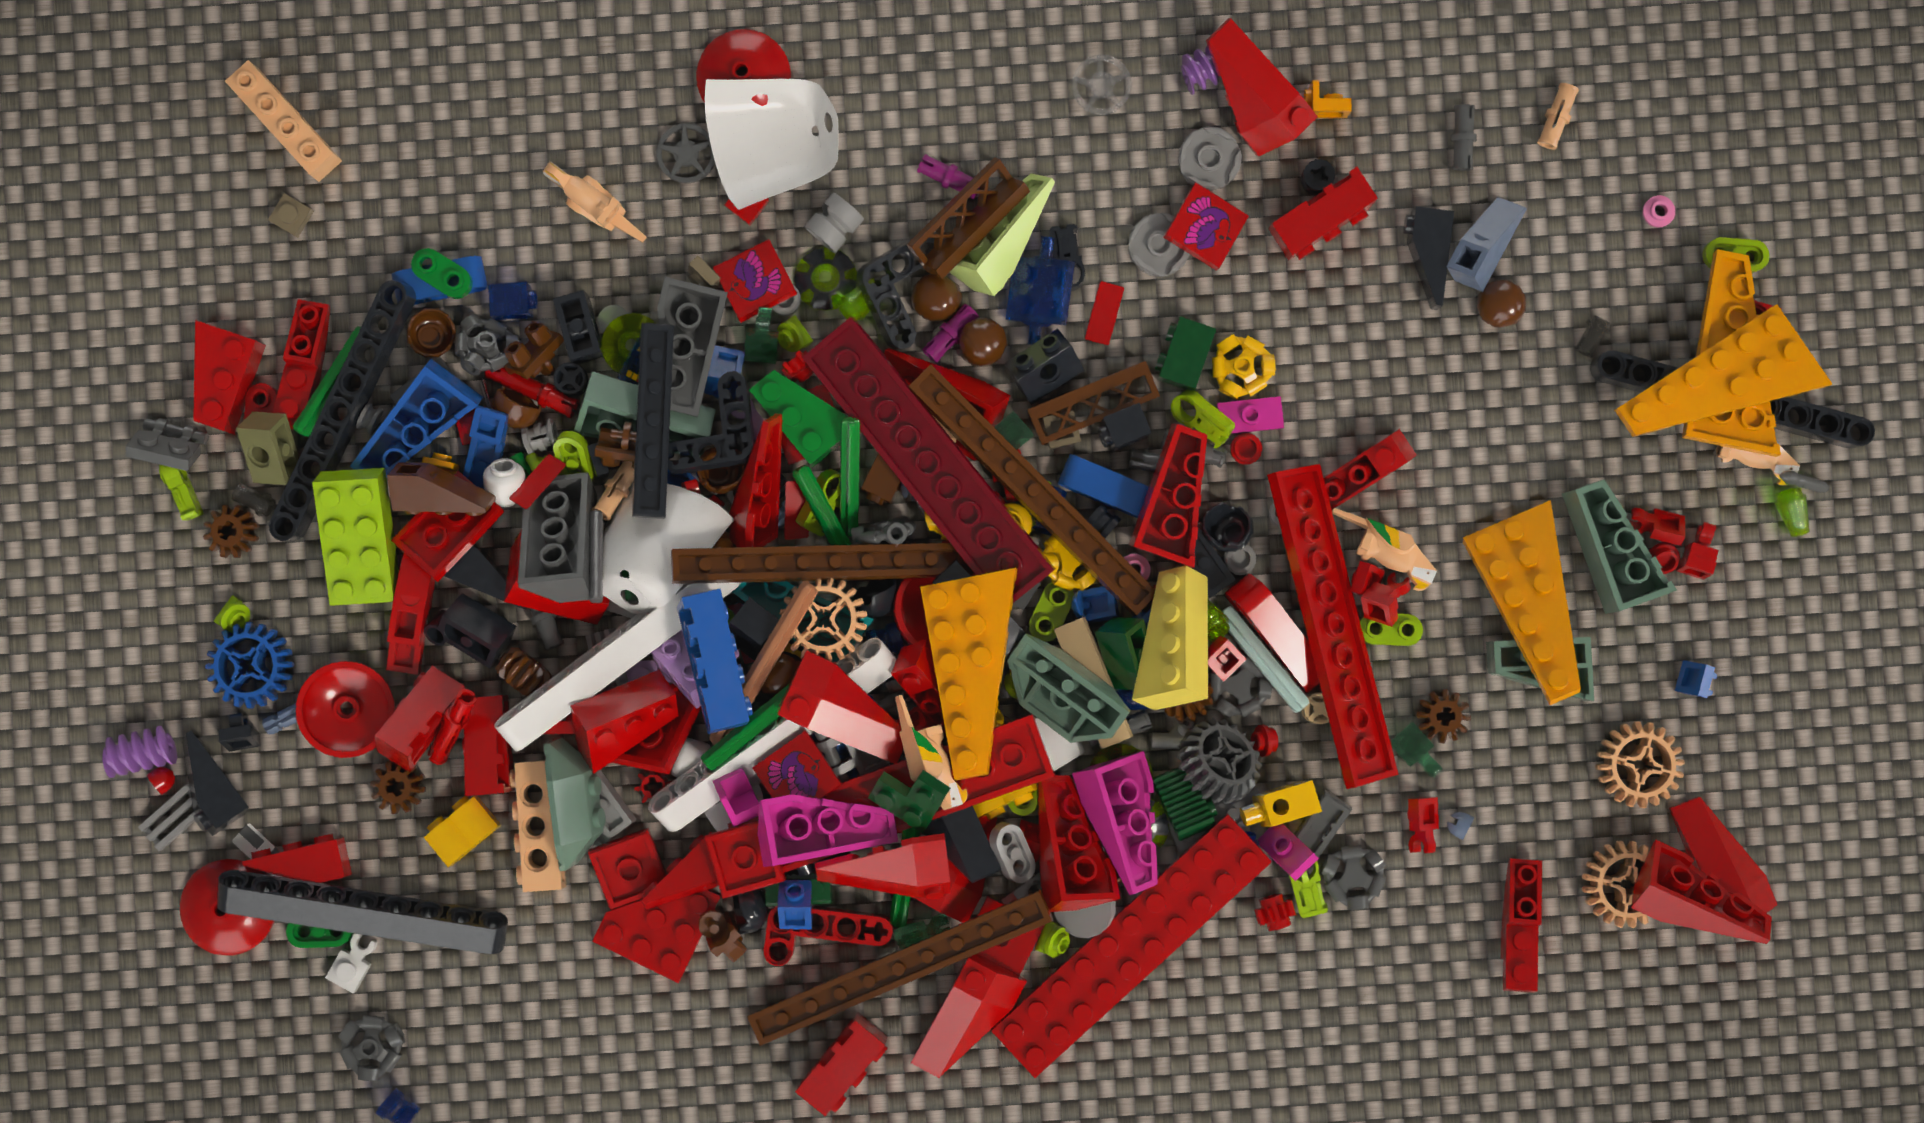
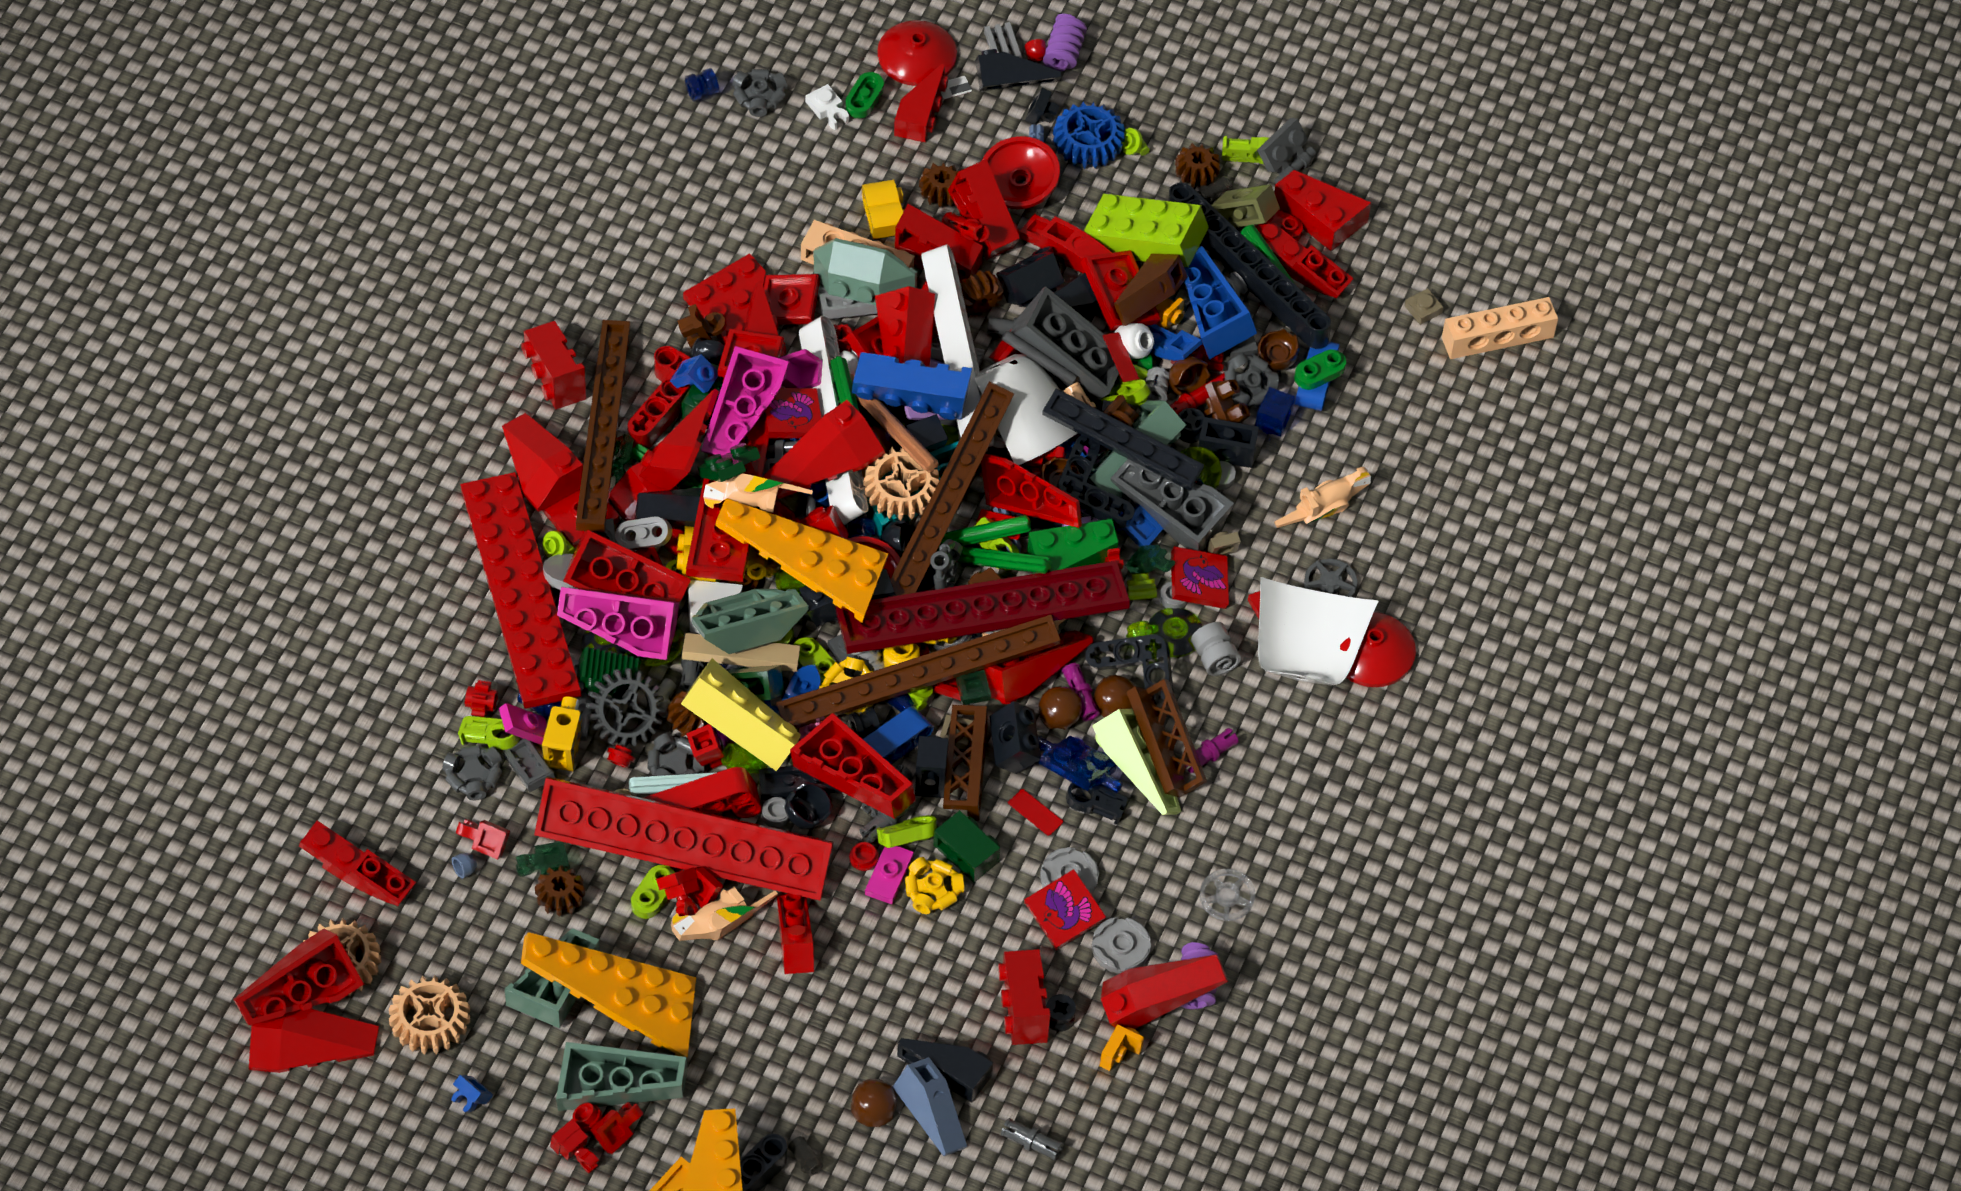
camera: 110 degrees right, 30 degrees down
(361, 912) = (860, 119): beam -> none

